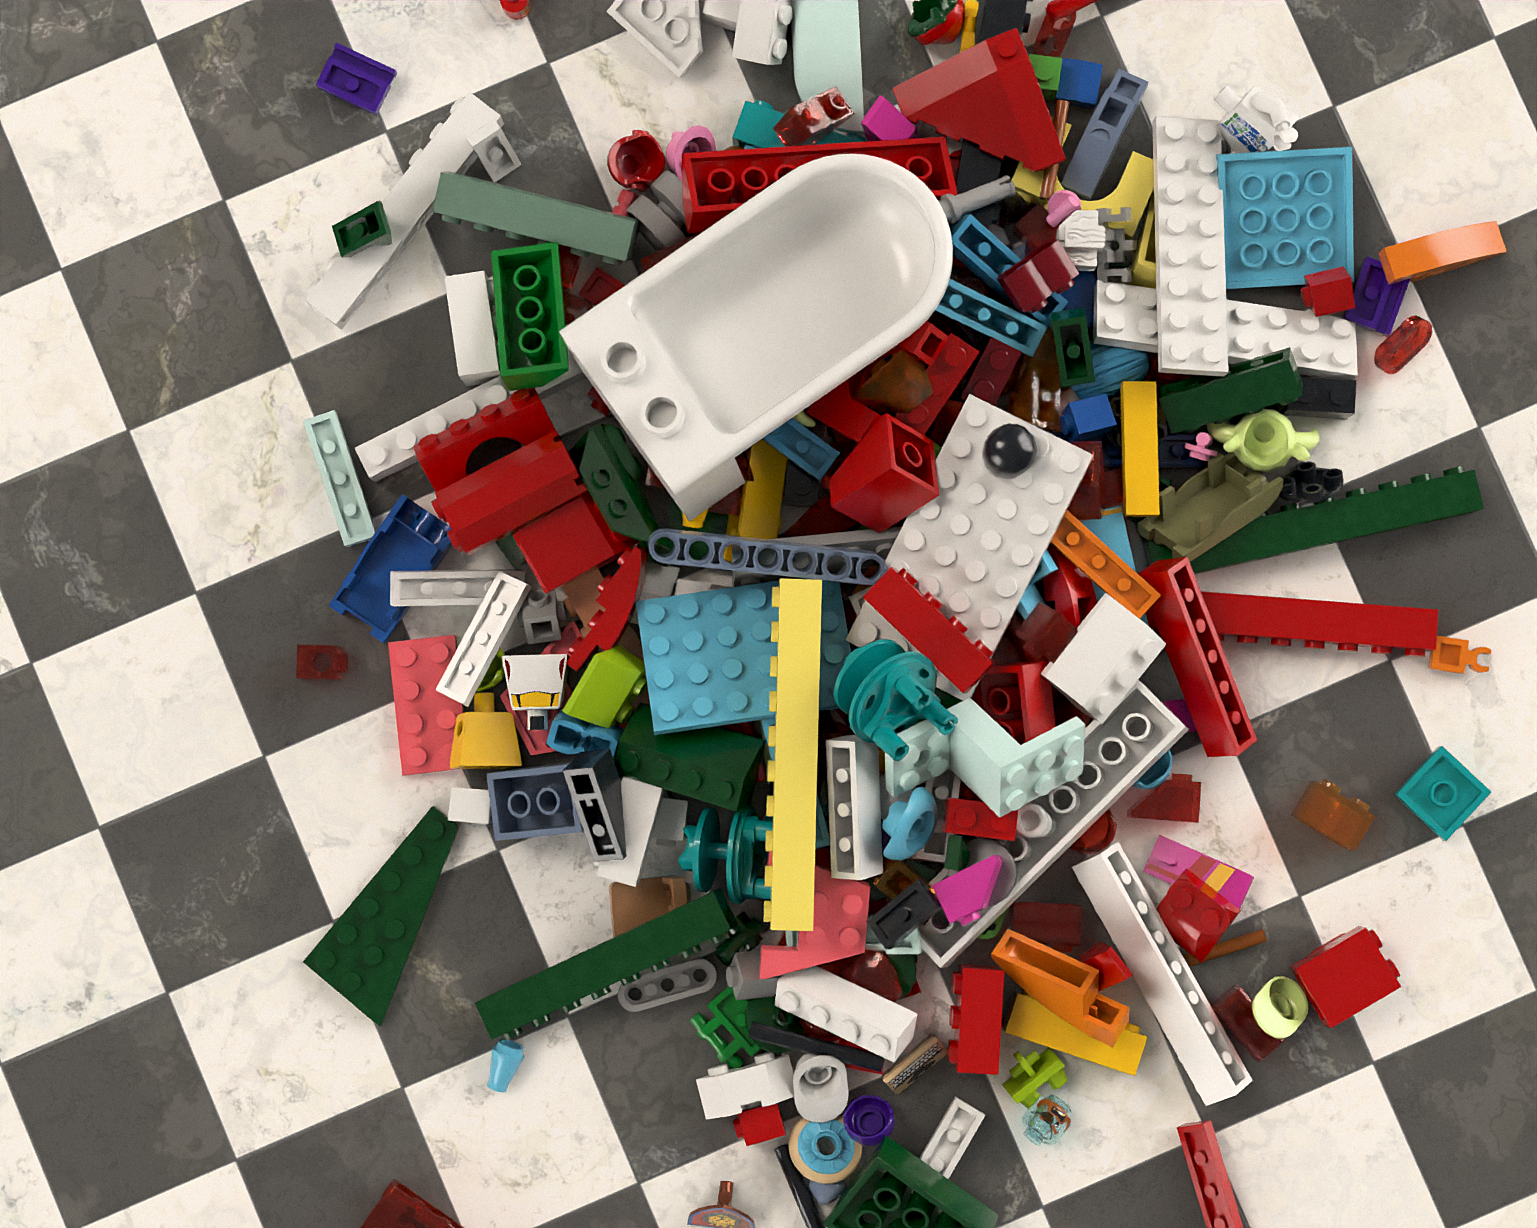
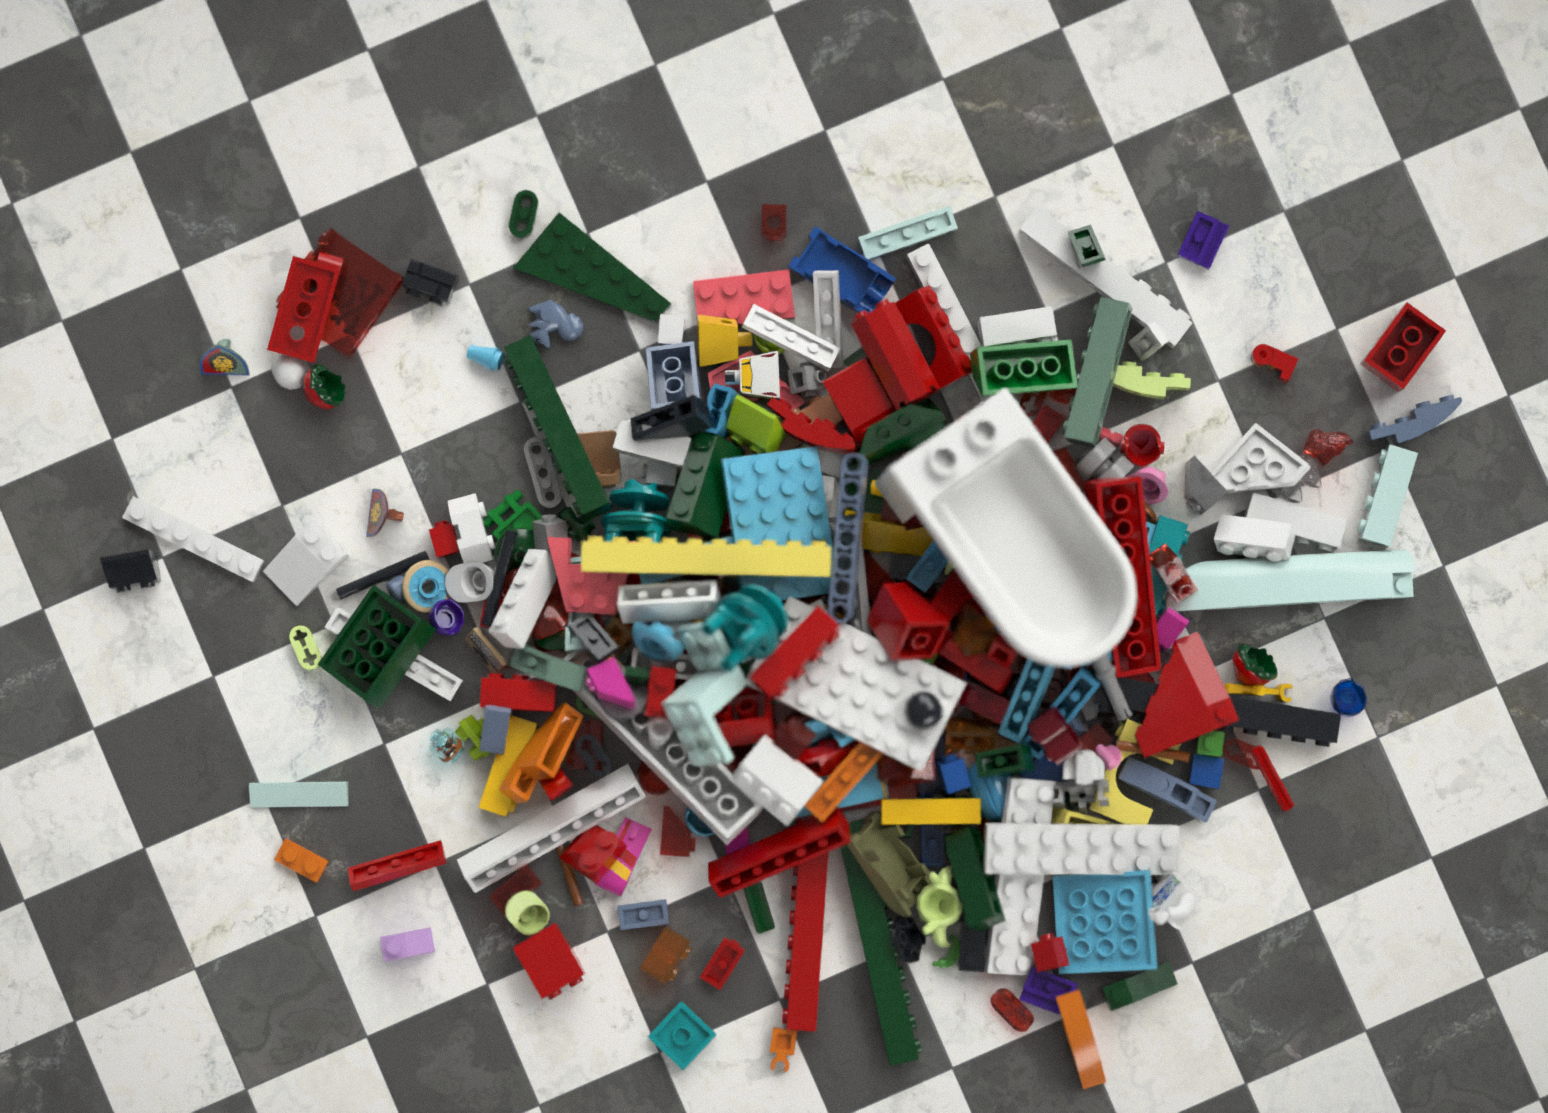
camera: 90 degrees right, 0 degrees up
(305, 1011) = (523, 214): none -> dark green plate
(398, 1144) = (430, 282): none -> black brick
(450, 970) = (553, 317): none -> sand blue animal
(548, 174) = (1130, 380): none -> yellowish green slope
(694, 82) = (1201, 487): none -> flat silver slope
(945, 977) = (548, 667): none -> sand green slope
(1028, 1052) = (495, 729): none -> sand blue tile
(1058, 907) = (588, 759): none -> black beam
(1201, 450) = (933, 858): bright pink plate -> none
(1270, 686) = (759, 907): none -> dark green slope
(1277, 846) = (643, 914): none -> sand blue plate
(1322, 1175) = (407, 944): none -> lavender slope
(1327, 425) = (952, 954): none -> bright green piece
(1344, 737) = (722, 963): none -> red plate
(1373, 181) = (1138, 986): none -> dark green slope

